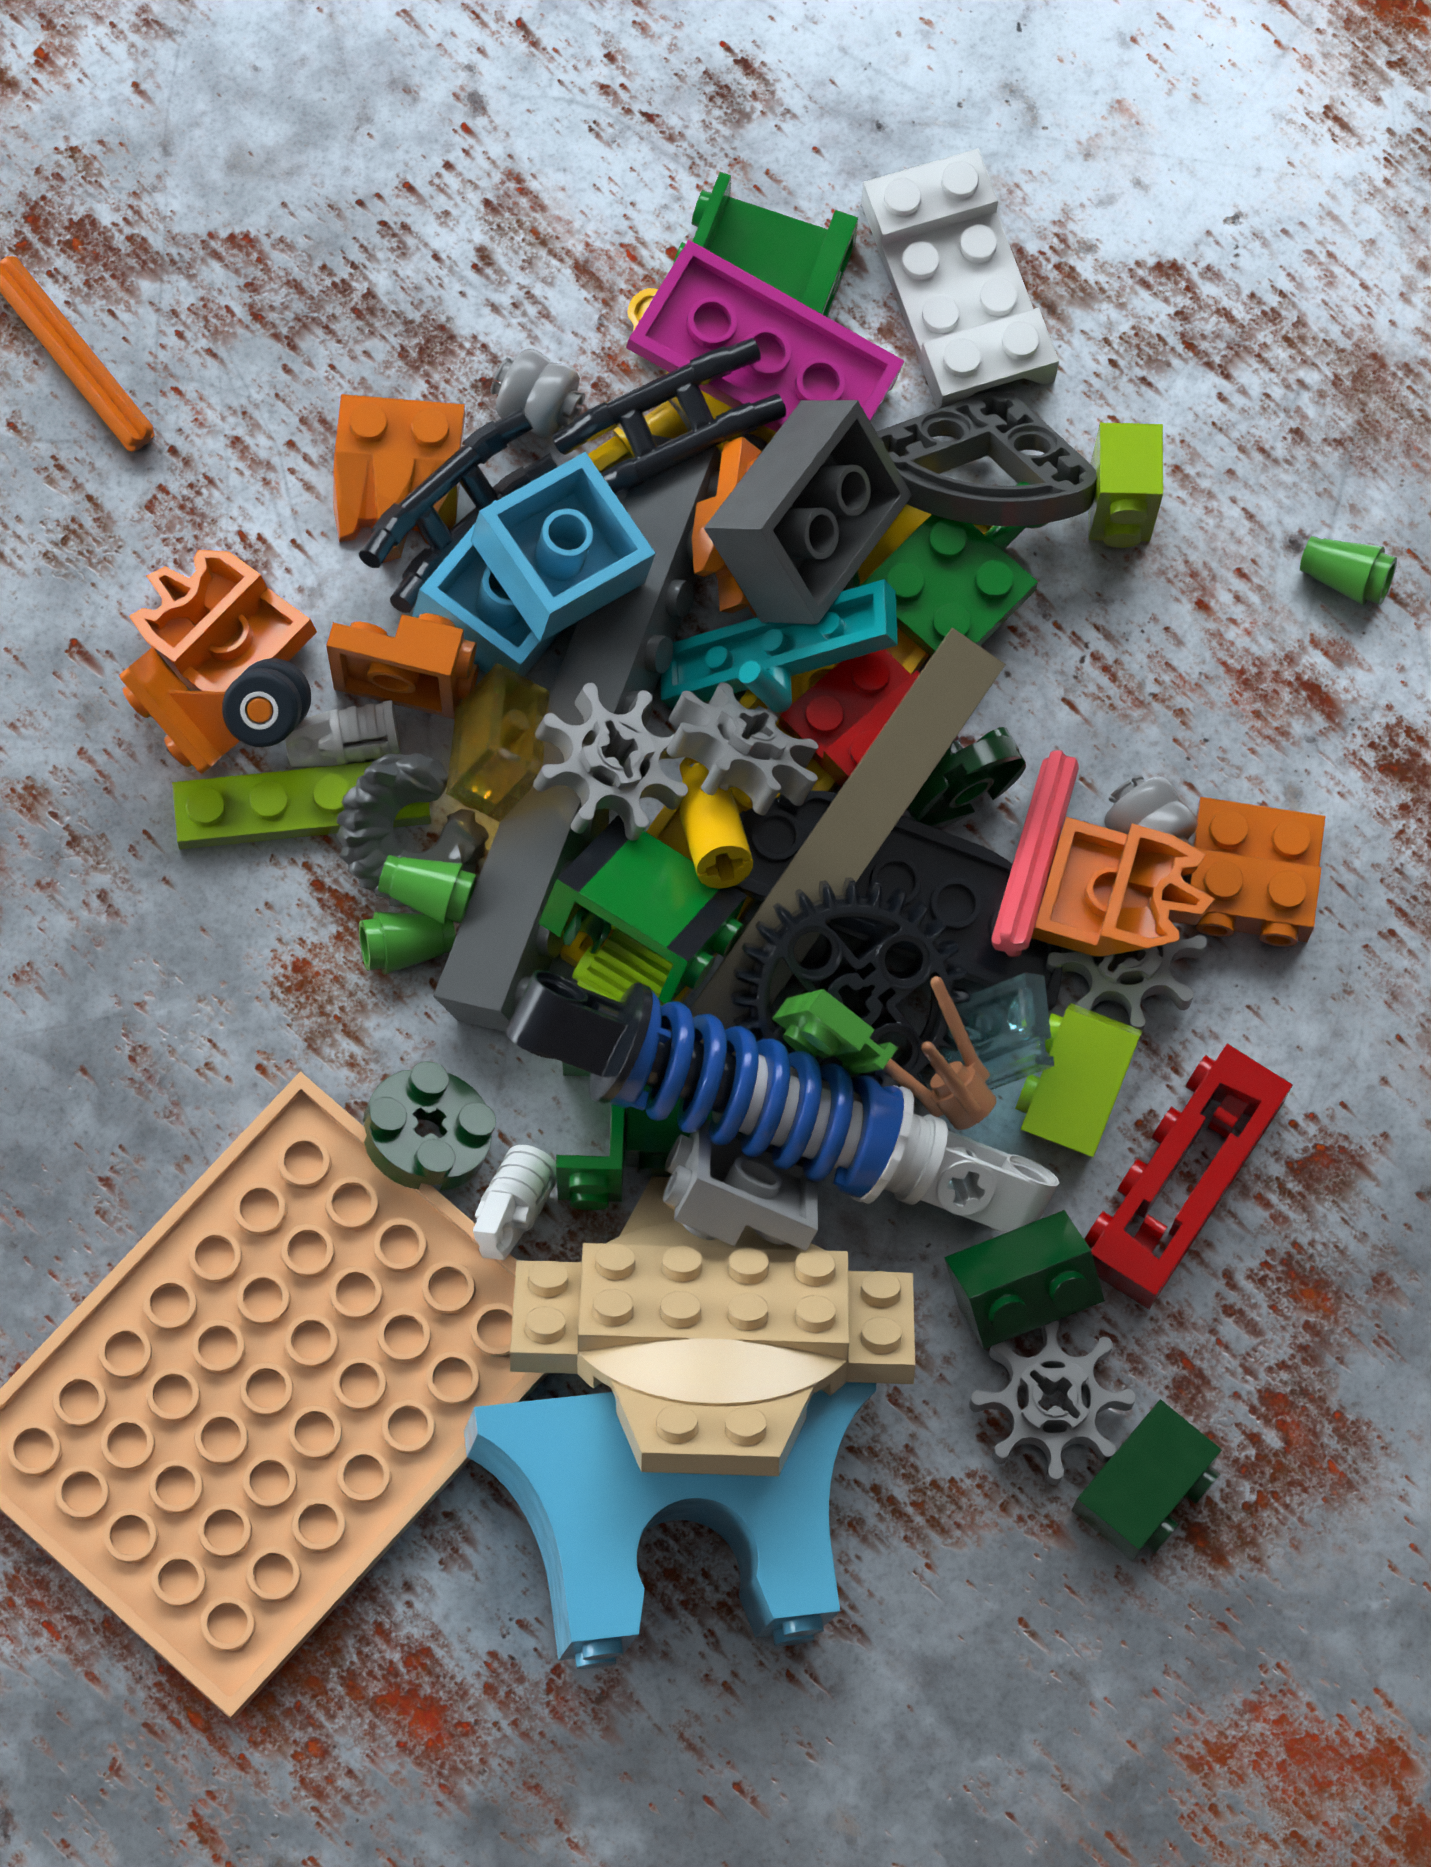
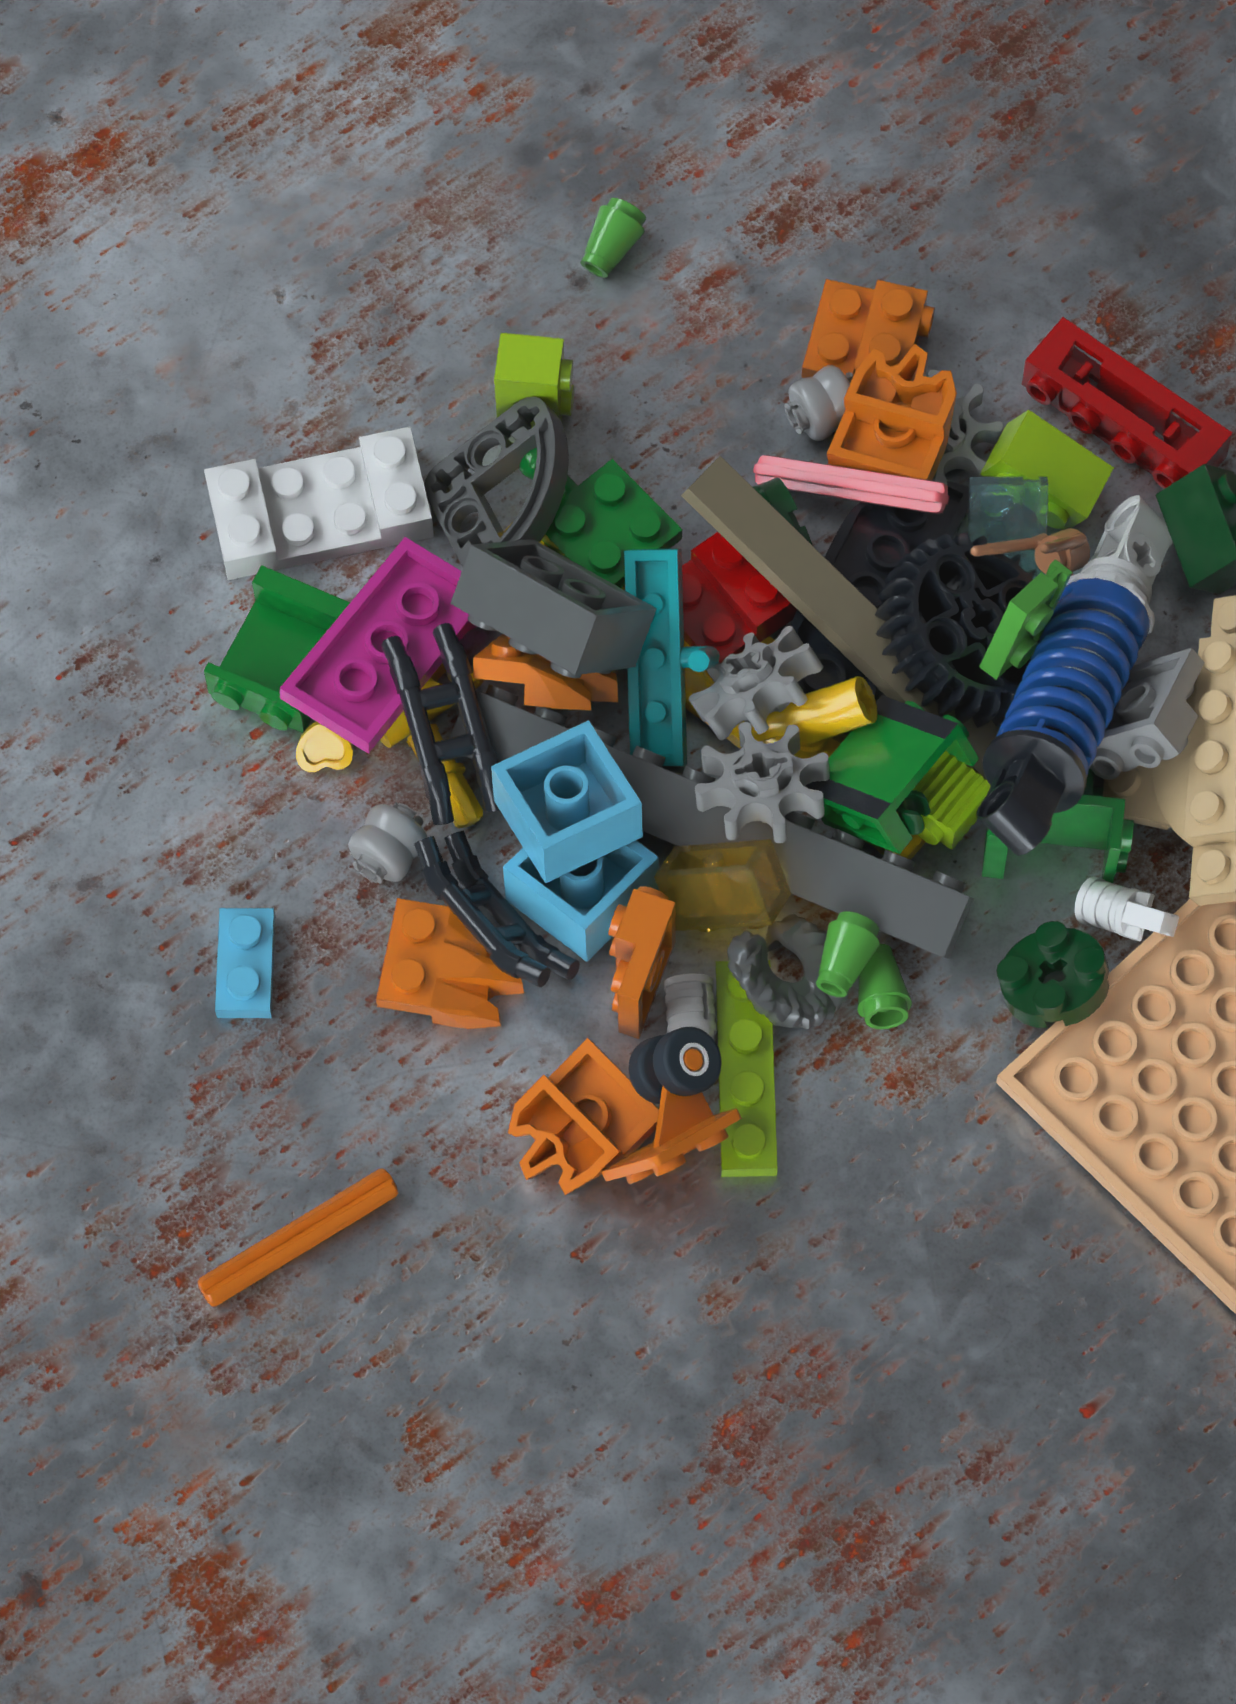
camera: 80 degrees left, 5 degrees down
(389, 267) = (245, 963): none -> medium azure plate

